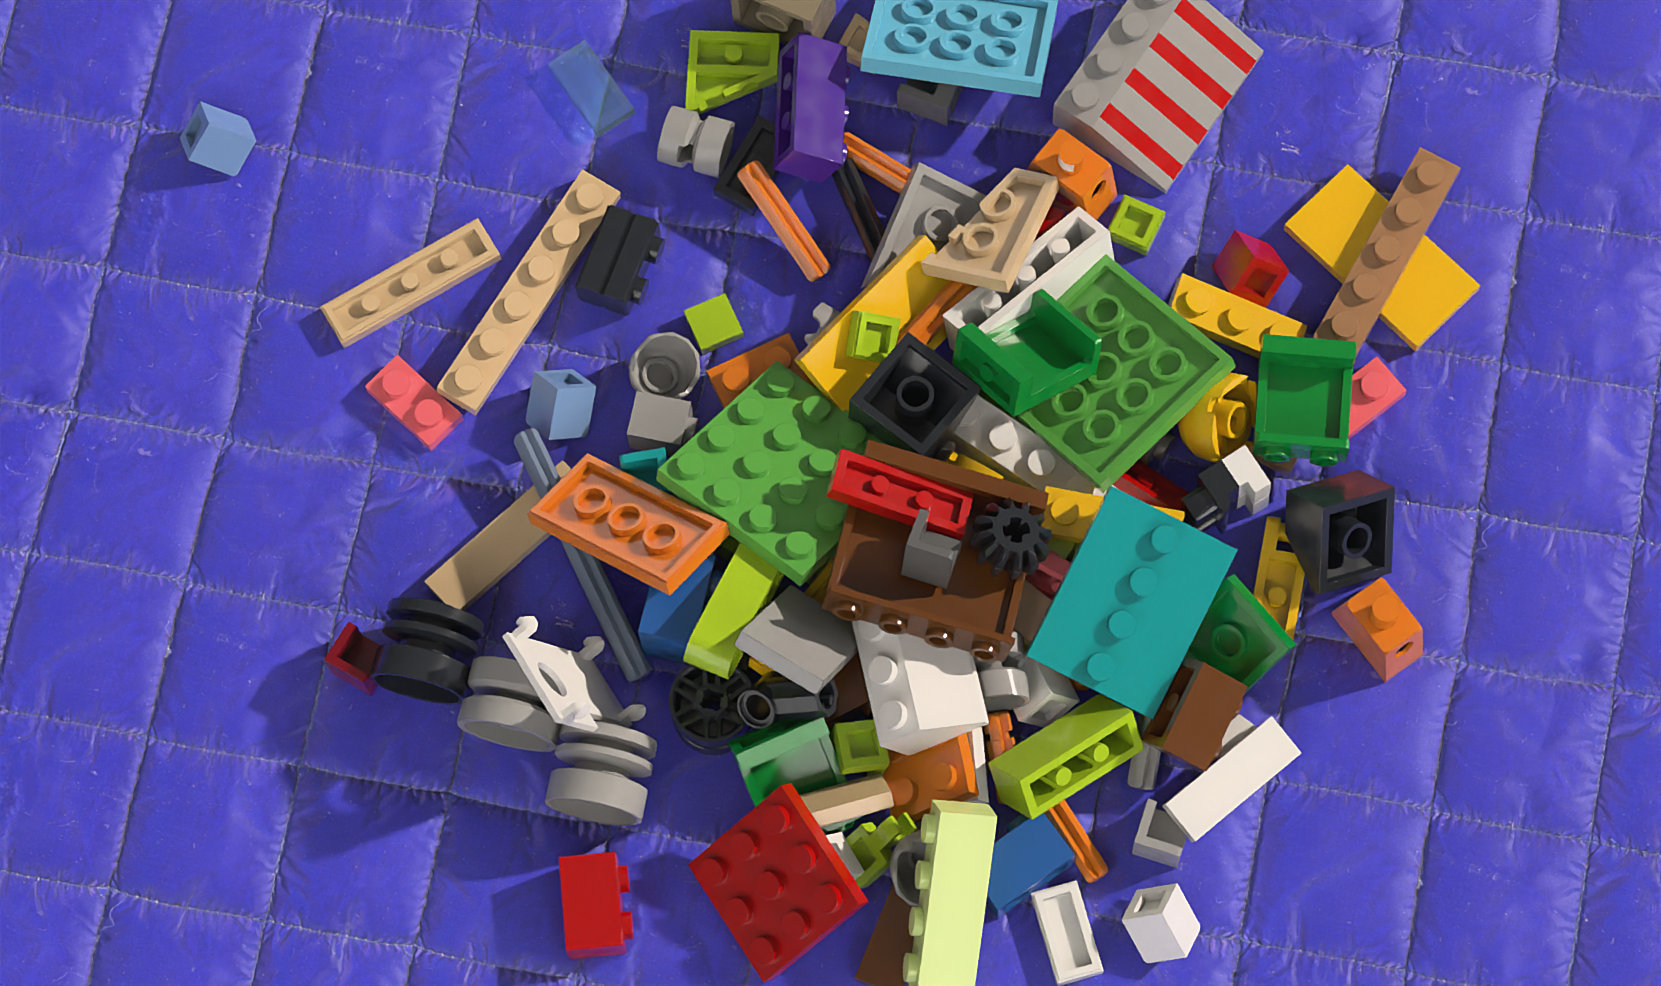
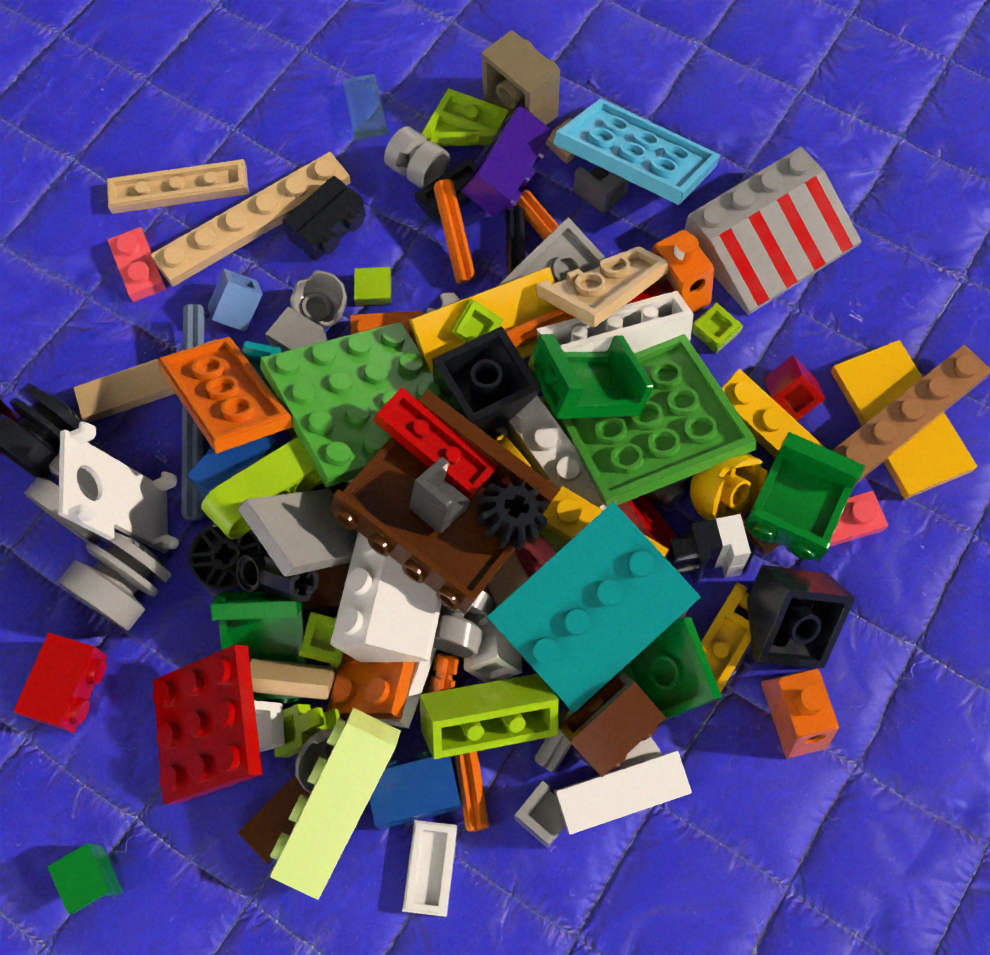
camera: 20 degrees right, 5 degrees down
(217, 139) = (98, 52): medium blue panel -> none
(1161, 923) = (512, 895): white panel -> none

